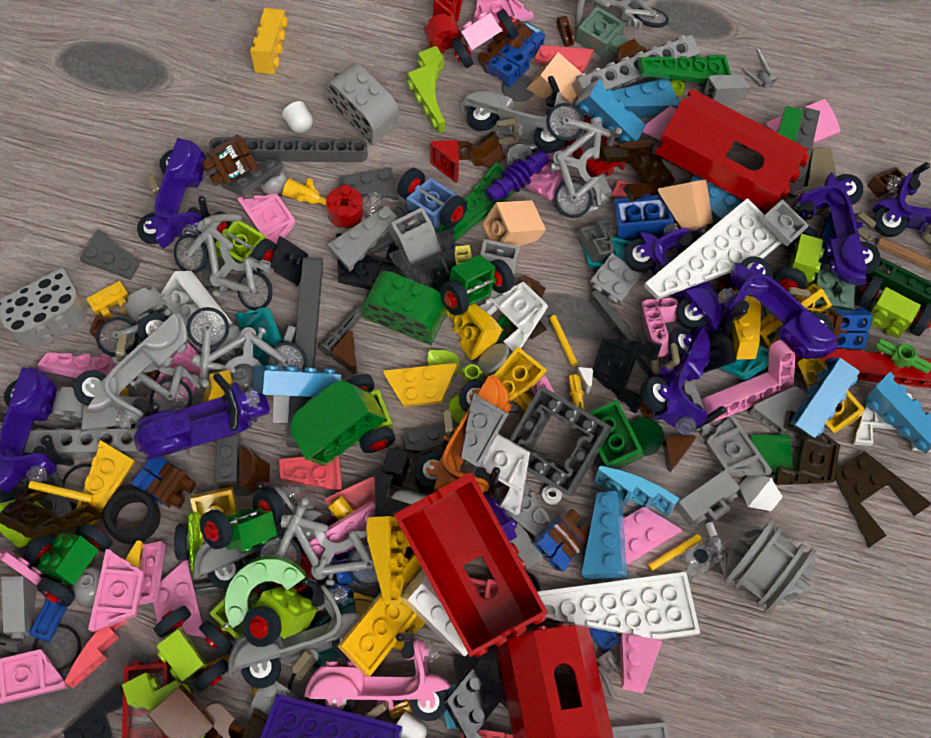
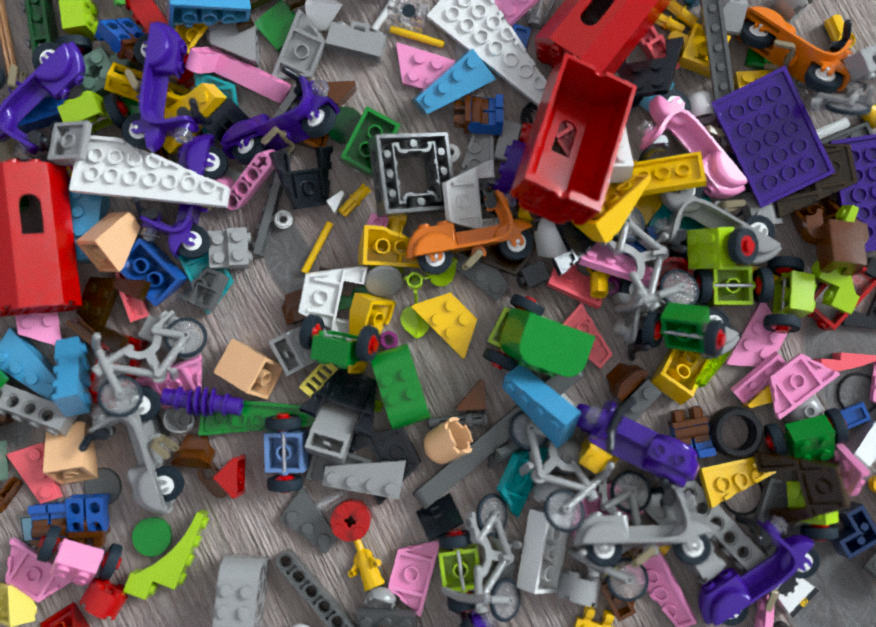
camera: 130 degrees left, 20 degrees up
(60, 491) = (771, 496): yellow bar -> none
(181, 542) = (723, 375): black bush -> none
(253, 573) = (707, 286): brick -> none
(333, 306) = (448, 441): none -> light nougat cylinder
(446, 327) = (392, 335): none -> magenta plate
(454, 89) = (152, 536): none -> green tile
(481, 429) = (461, 225): wing -> none
(606, 329) = (277, 219): none -> white plate
(636, 488) = (399, 93): medium azure slope -> none

